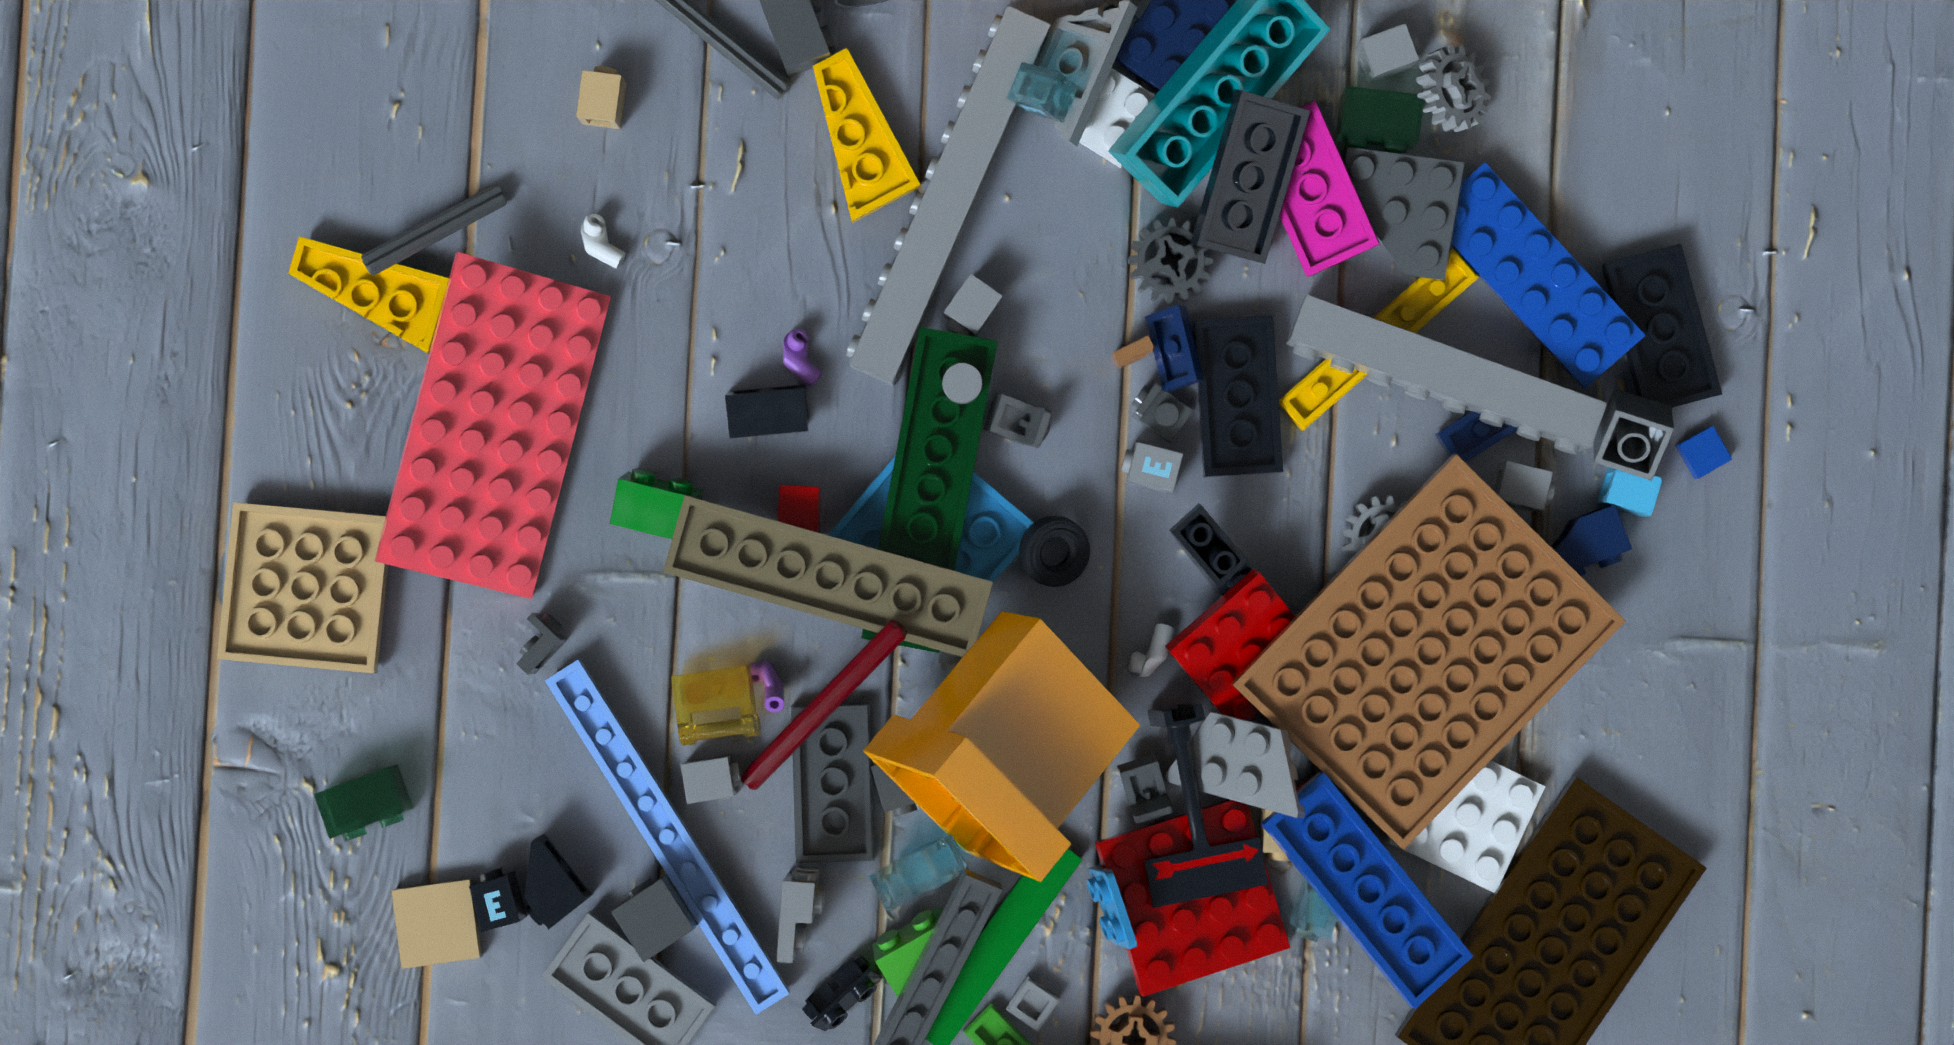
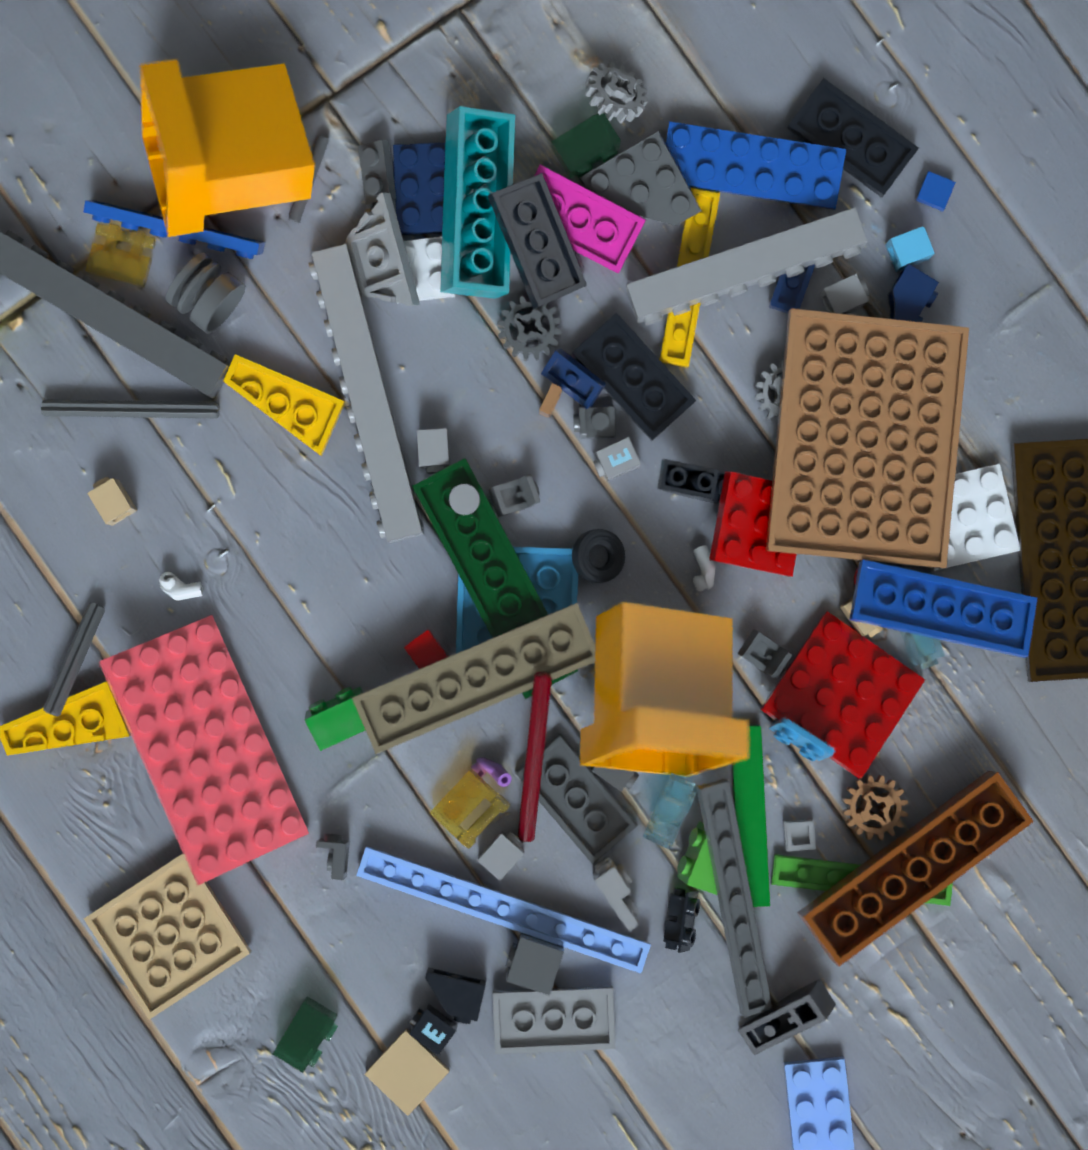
camera: 35 degrees left, 0 degrees up
(767, 411) = (360, 608): black hinge -> none
(796, 357) = (352, 563): medium lavender arm -> none
(1042, 92) = (373, 288): clear light blue brick -> none
(1204, 868) = (837, 673): black piece -> none
(1243, 764) = (809, 593): light grey wing -> none
(1388, 53) = (560, 102): light grey brick -> none
(1633, 434) = (885, 213): dark grey head -> none

